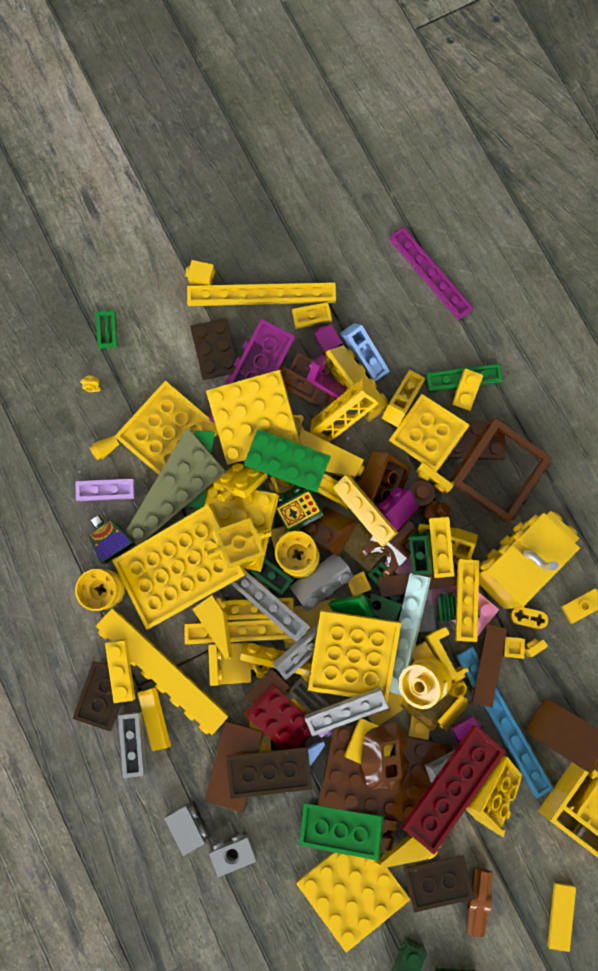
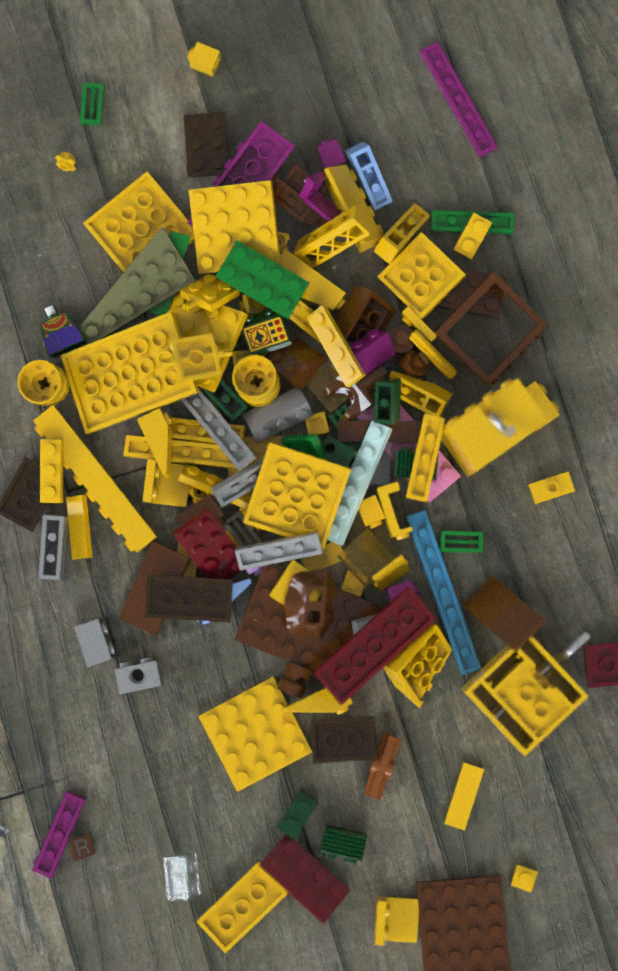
camera: 10 degrees right, 5 degrees up
(103, 447) = (69, 233): yellow cone -> none
(105, 490) = (64, 279): lavender plate -> none
(261, 294) = (267, 92): yellow plate -> none
(311, 315) = (318, 125): yellow plate -> none
(341, 831) = (253, 670): green plate -> none
(425, 682) = (365, 534): yellow wheel -> none
(441, 547) = (409, 398): yellow plate -> none
(453, 502) = (433, 354): none -> yellow axle
(457, 688) = (404, 551): yellow plate -> none
(489, 665) = (438, 531): reddish brown tile -> none
(514, 647) = (468, 518): yellow plate -> none
(519, 677) = (479, 542): none -> green tile
(528, 622) = (493, 486): yellow beam -> none
(534, 647) = (490, 520): yellow plate -> none

